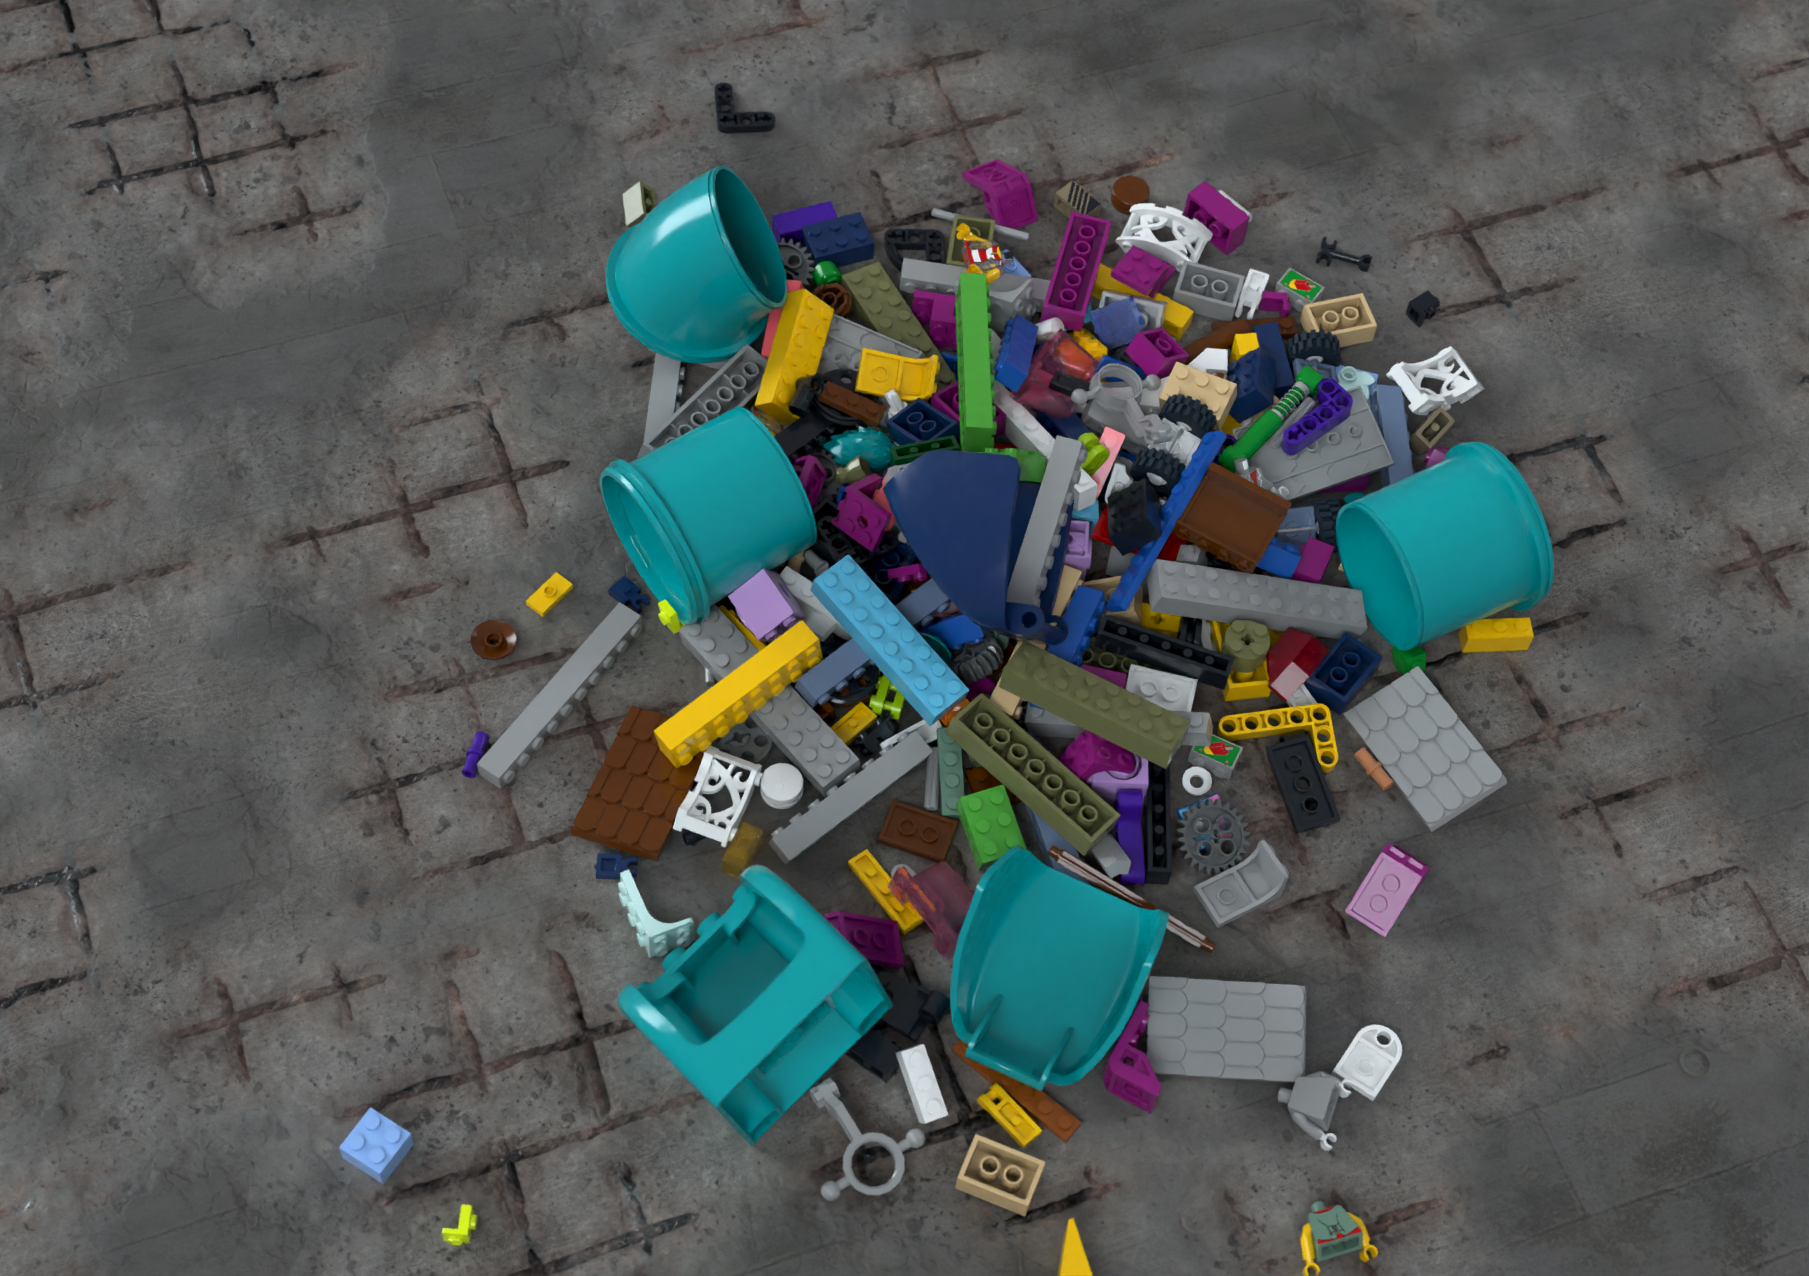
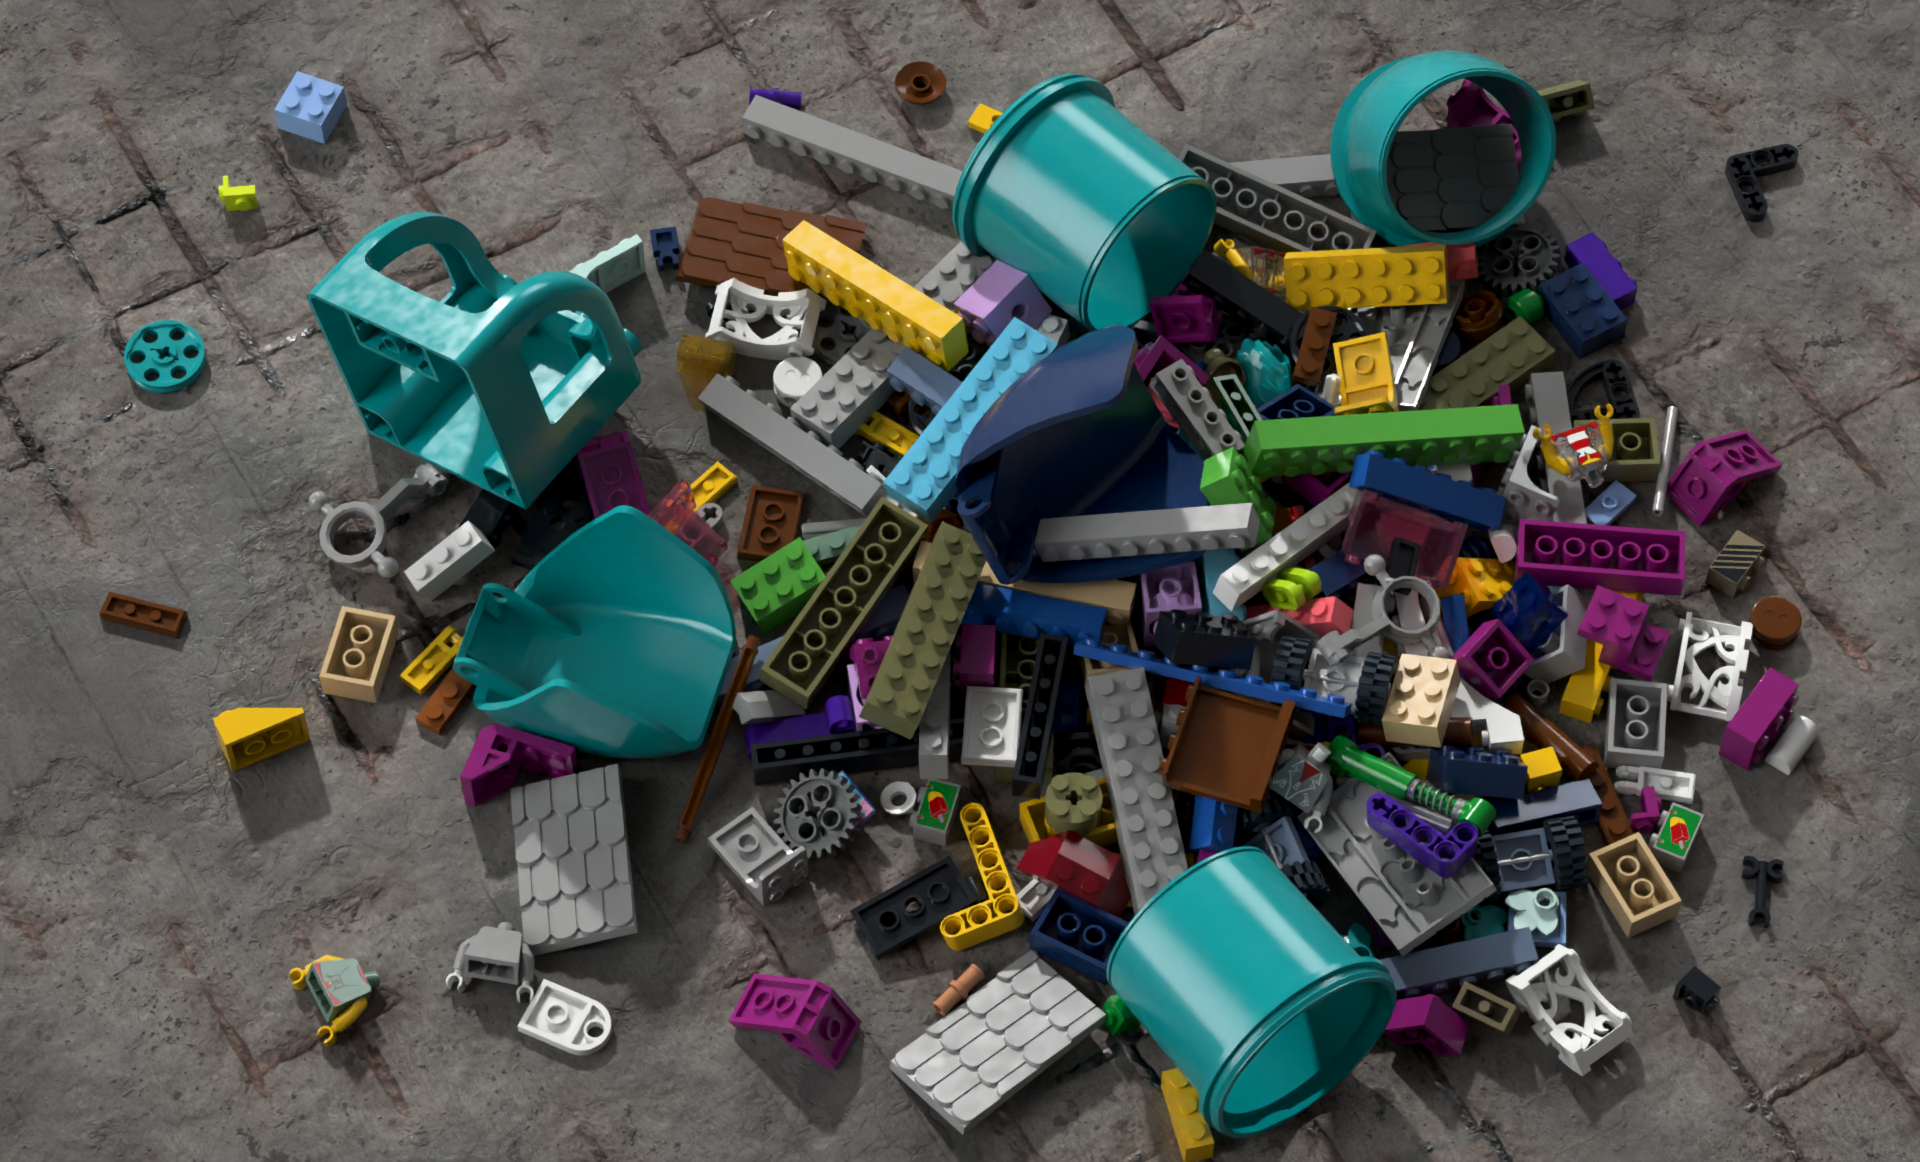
camera: 85 degrees right, 0 degrees up
(806, 390) = (1304, 292): black piece -> none

